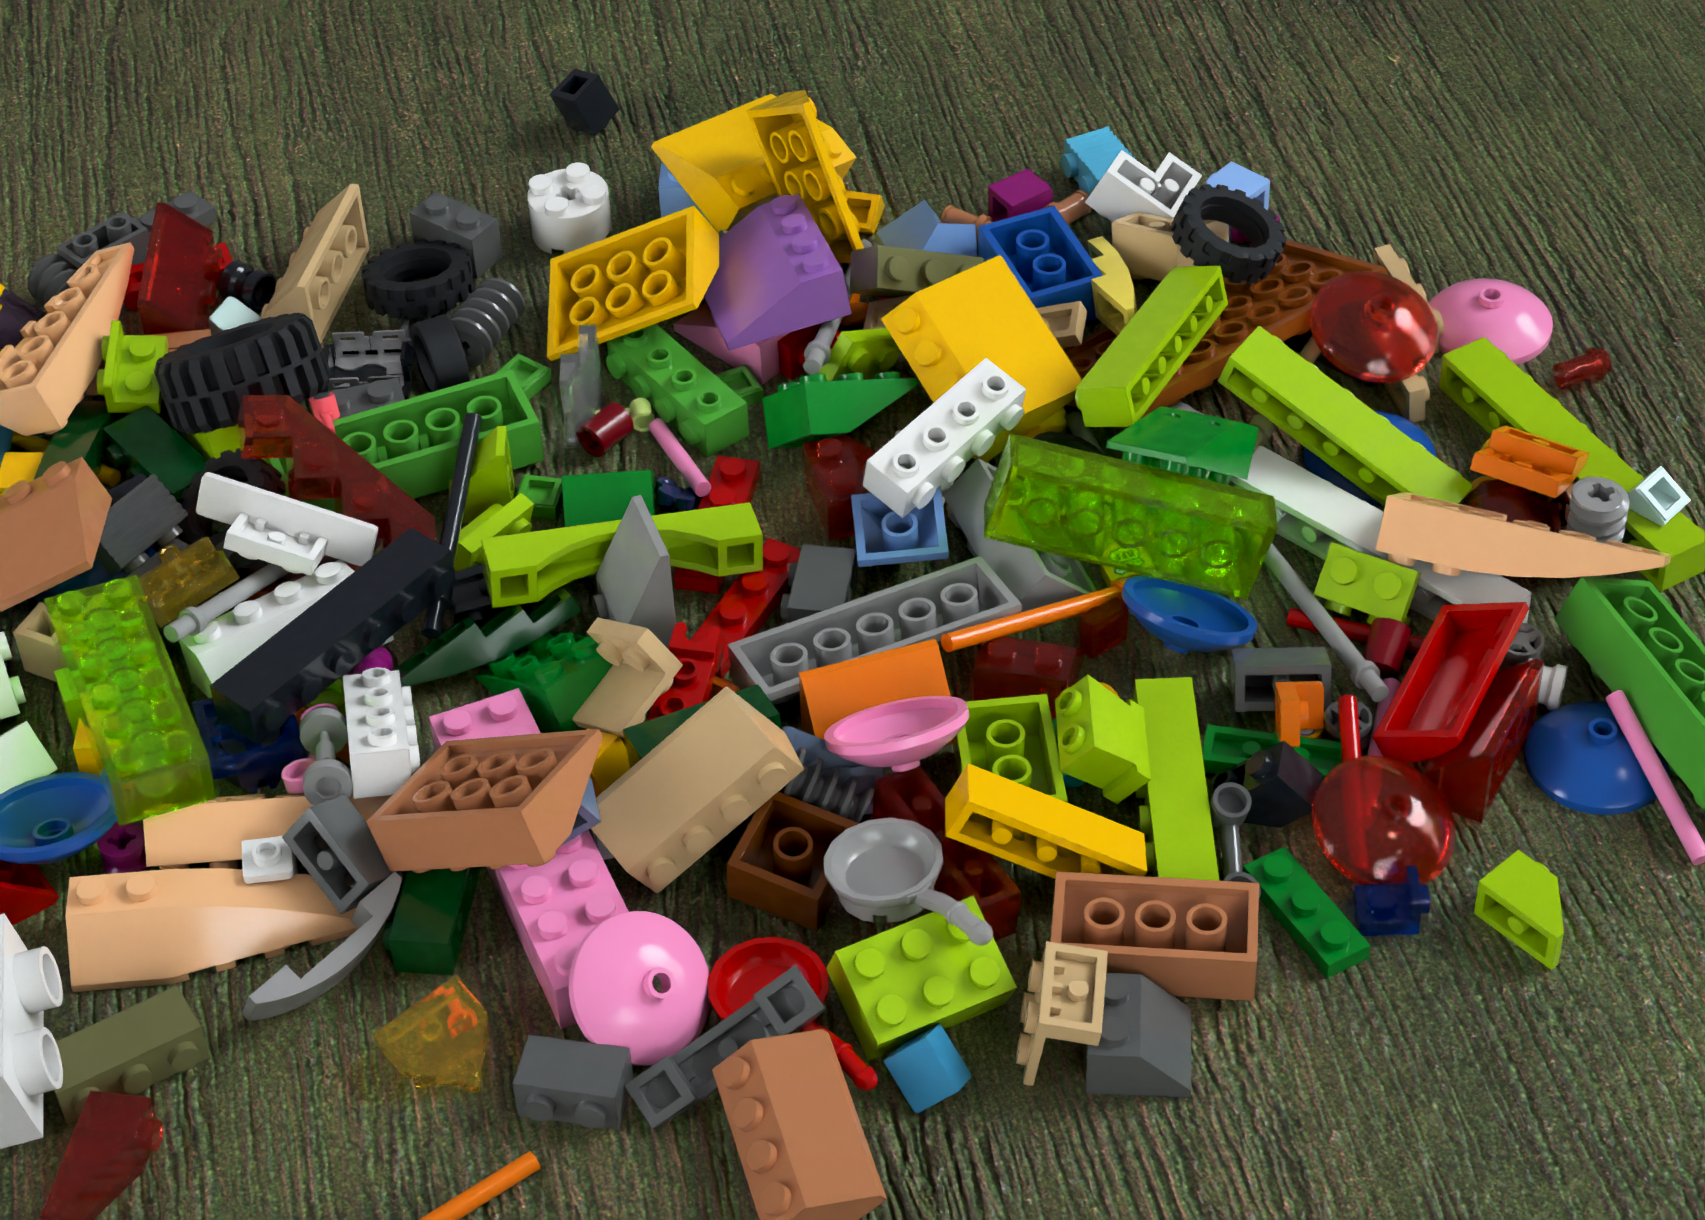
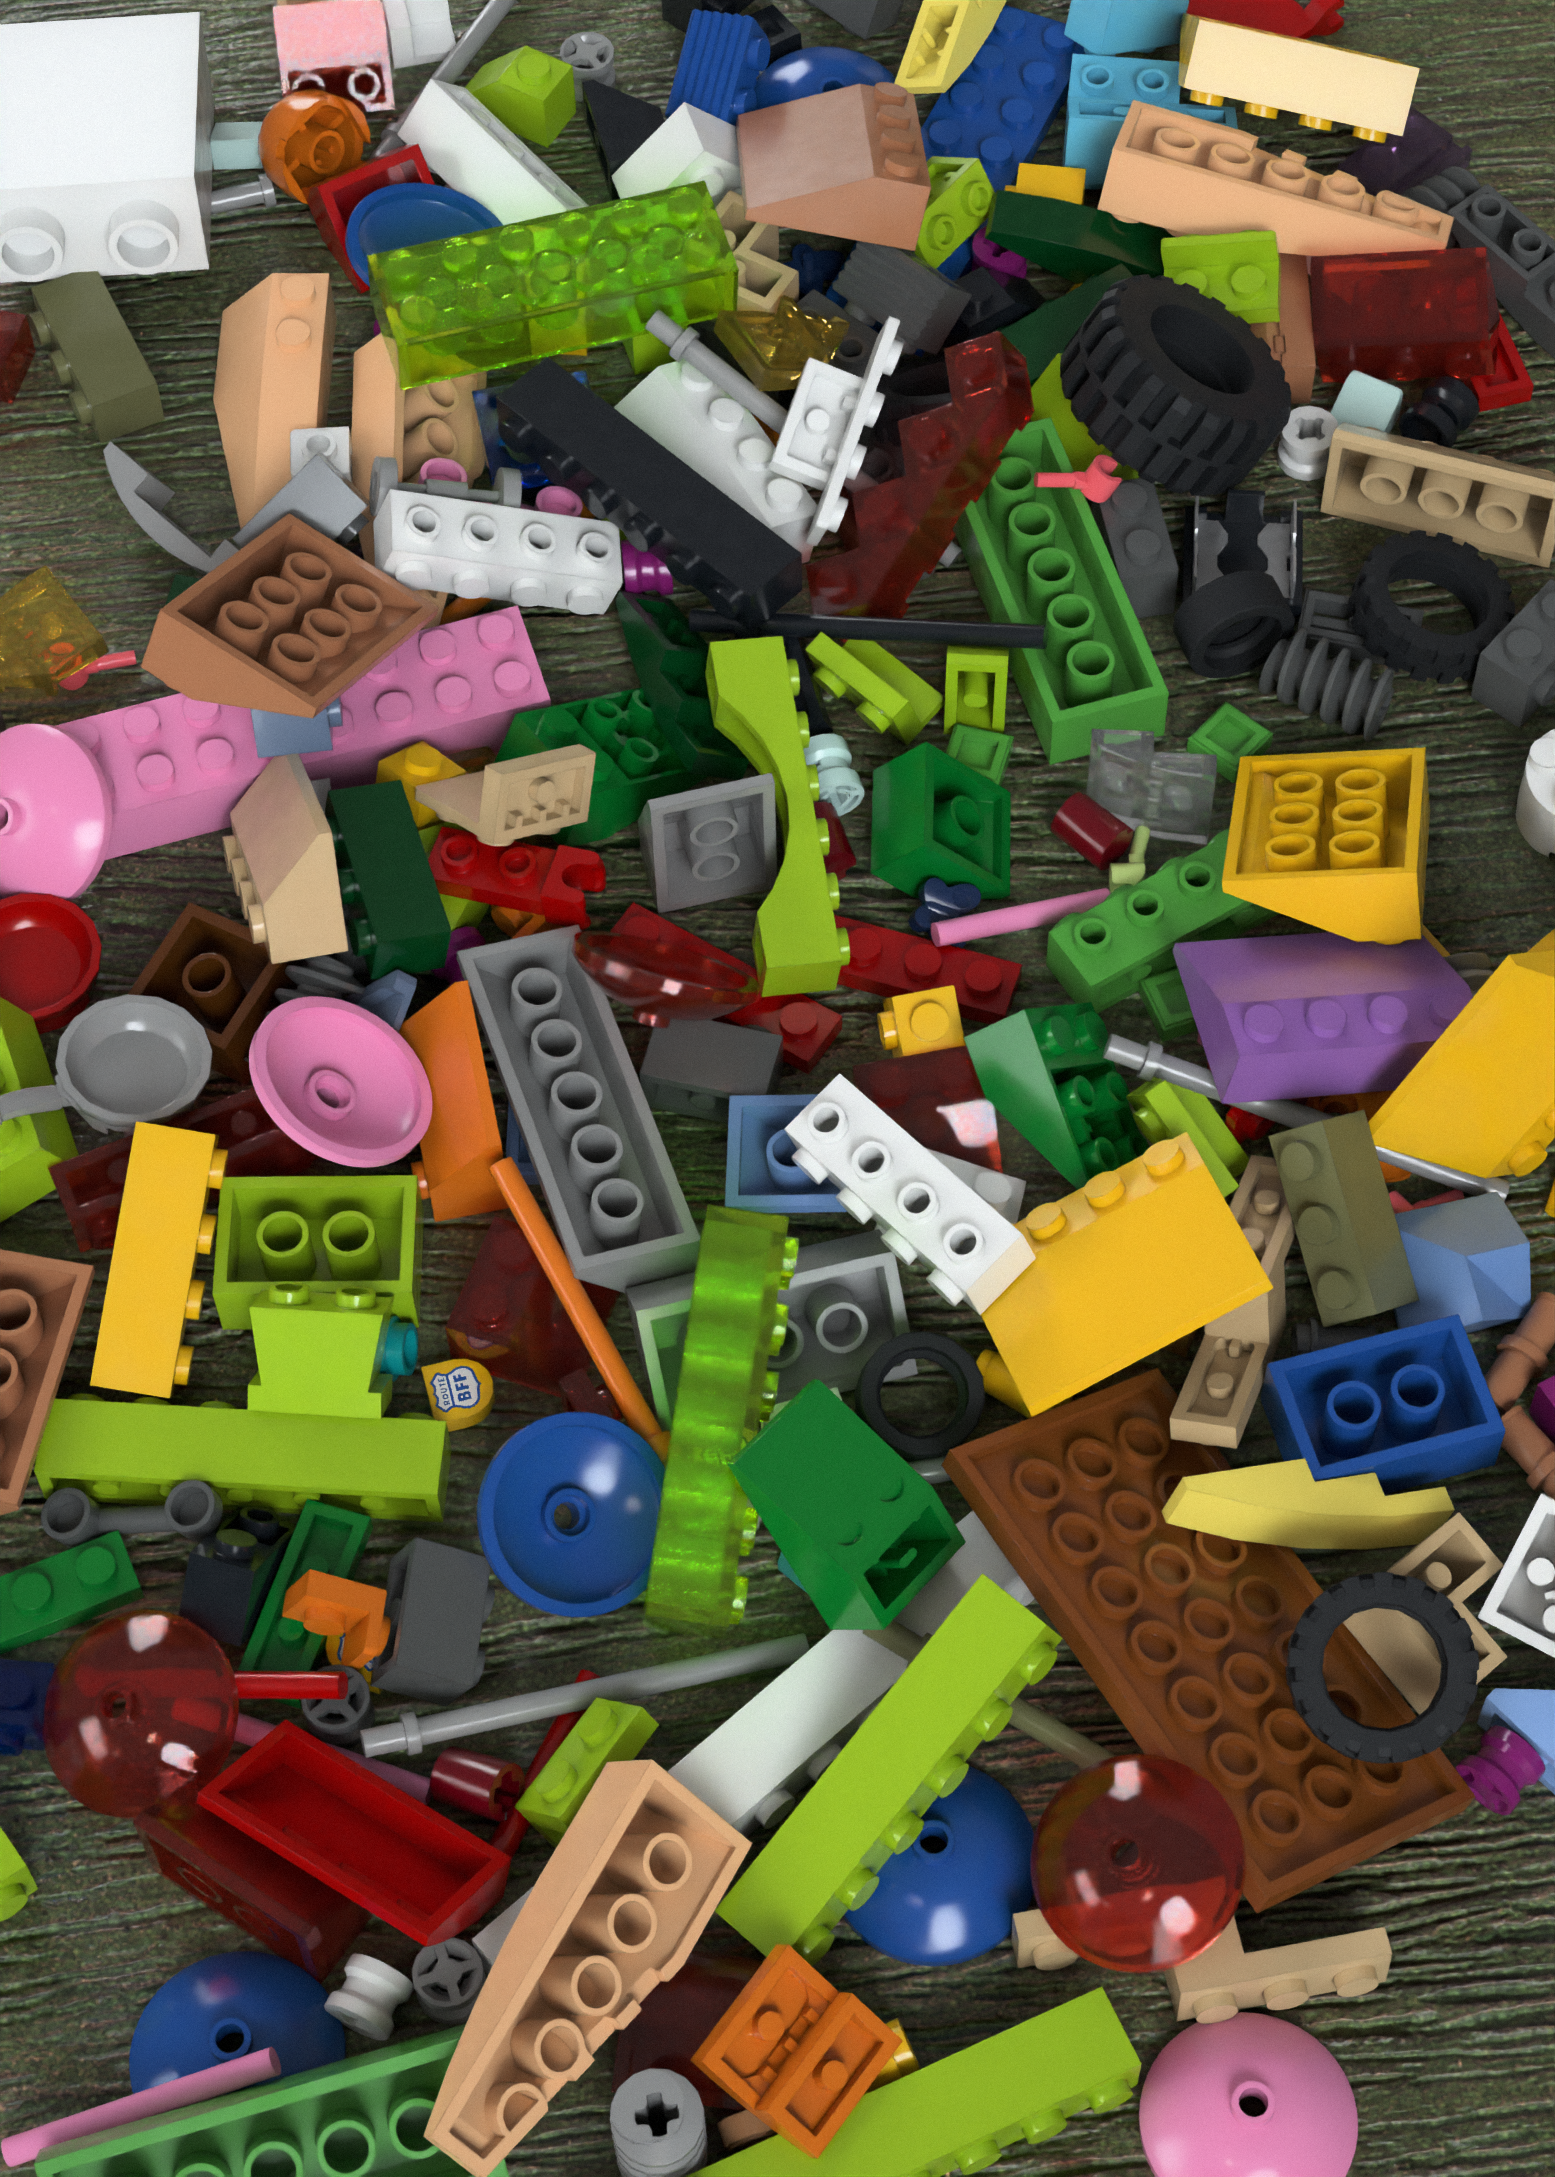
camera: 95 degrees right, 15 degrees up
(777, 582) = (662, 978): none -> clear red dish
(779, 485) = (921, 1022): none -> yellow brick
(1151, 347) = (1099, 1509): lime brick -> none

